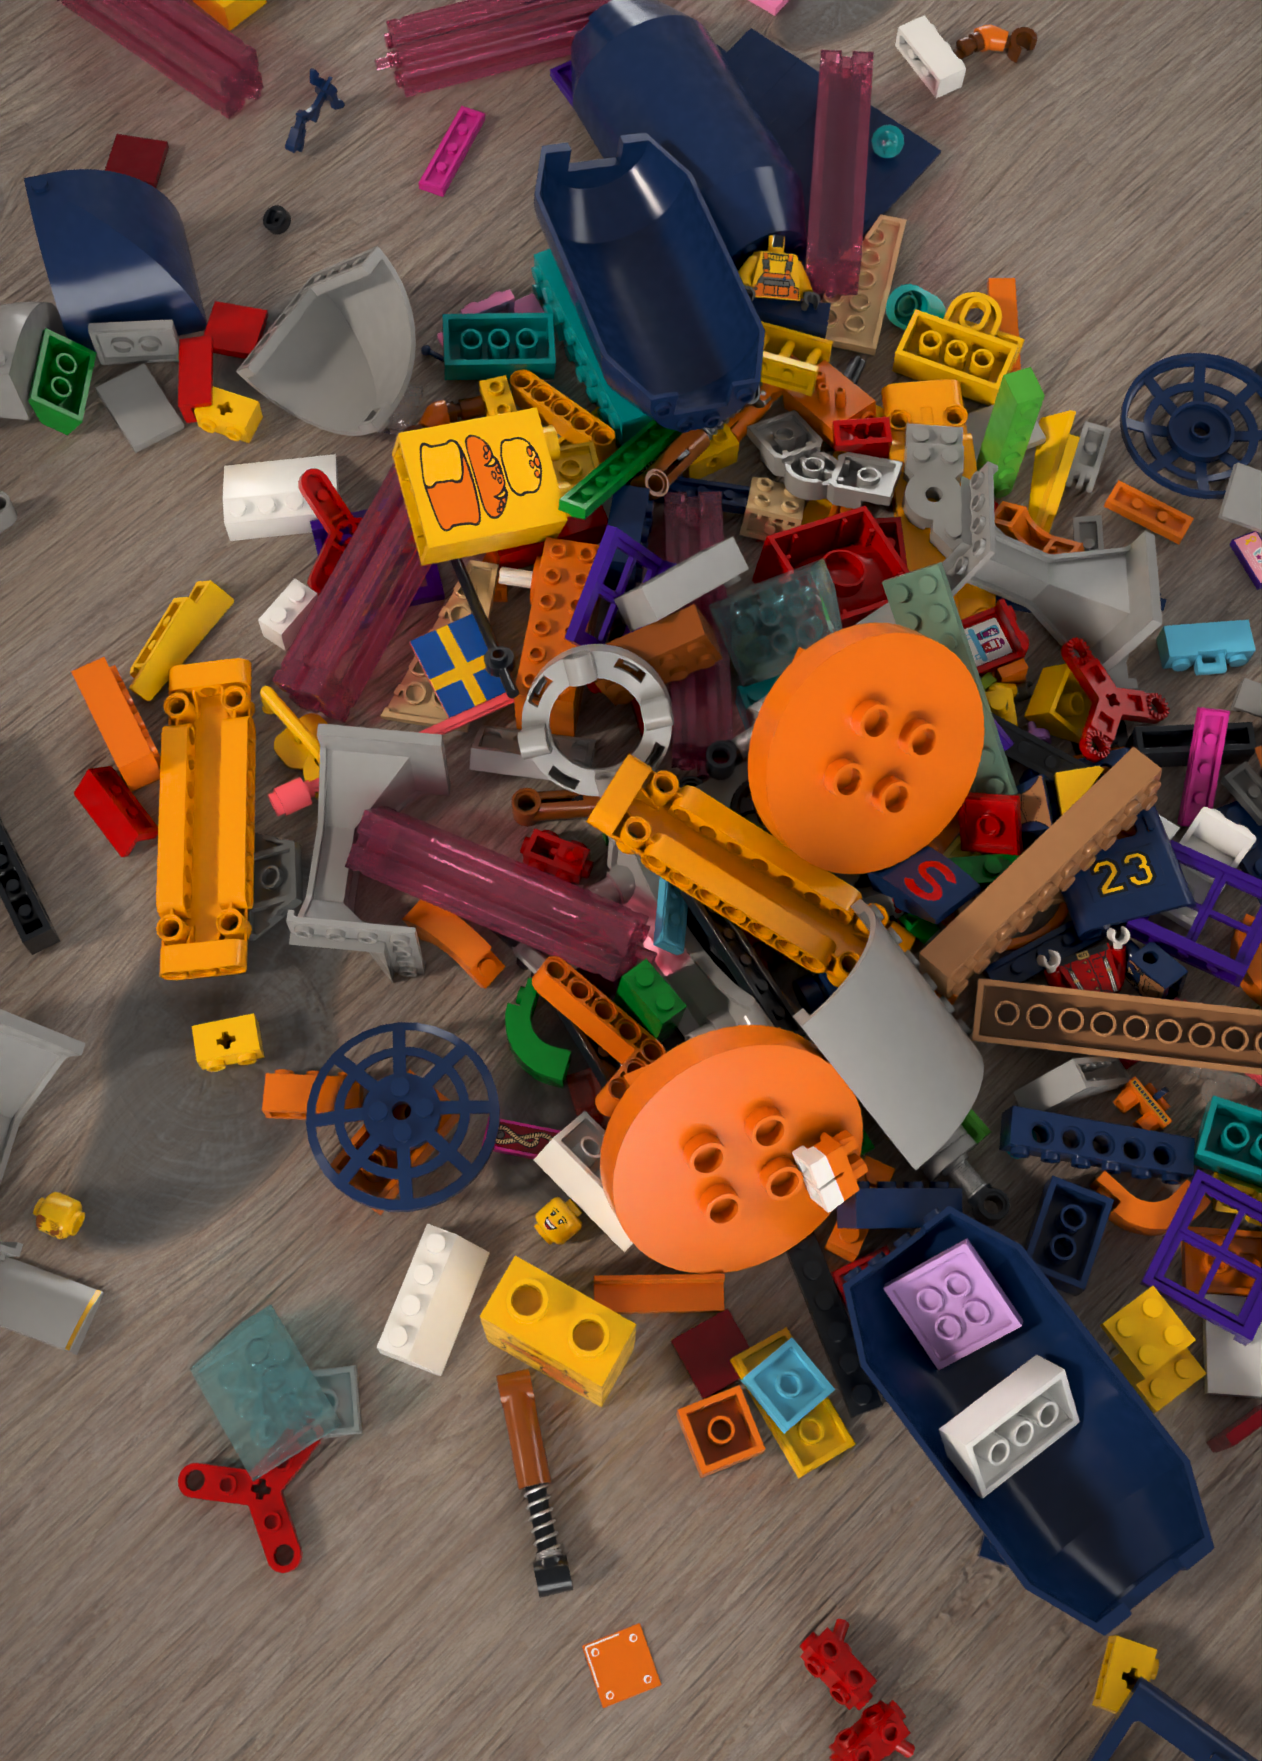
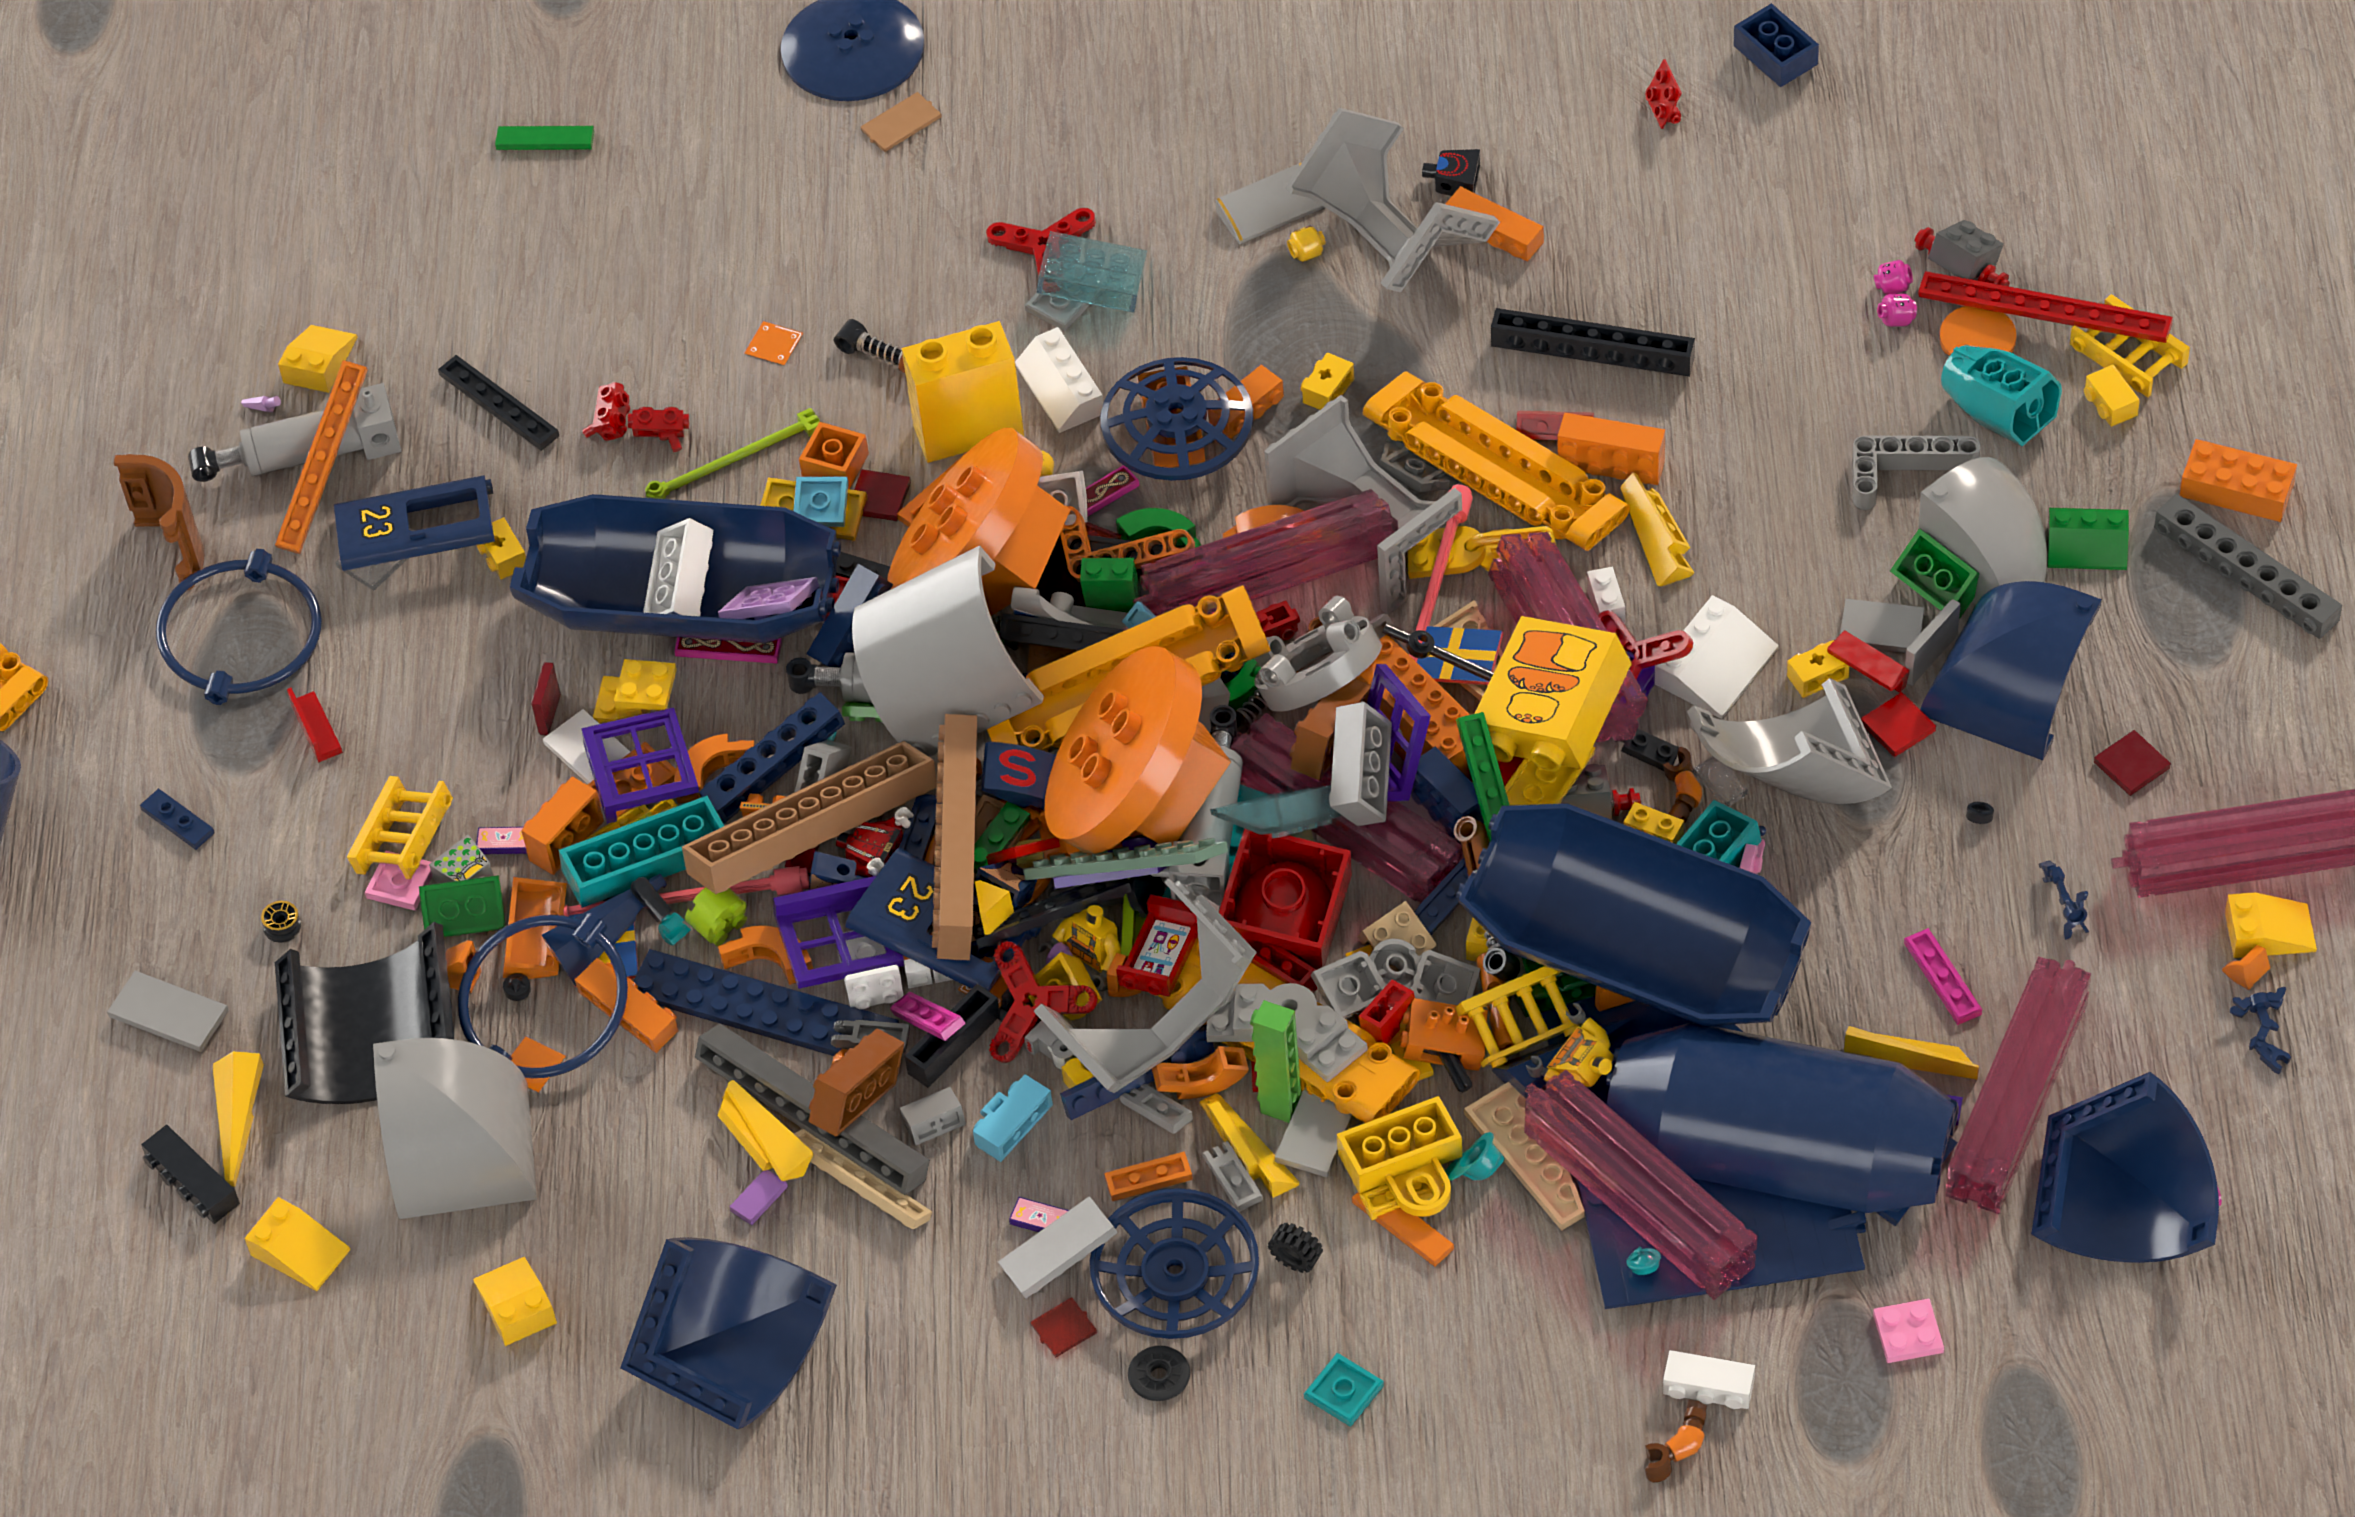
camera: 140 degrees right, 15 degrees down
(541, 116) = (1911, 1053): none -> yellow wedge
(697, 1518) = (807, 421): none -> lime hinge
(828, 1171) = (900, 559): hips -> none
(1067, 1233) = (742, 700): dark blue brick -> none
(1107, 358) = (1295, 1247): none -> black tyre
(1167, 261) = (1343, 1389): none -> teal tile

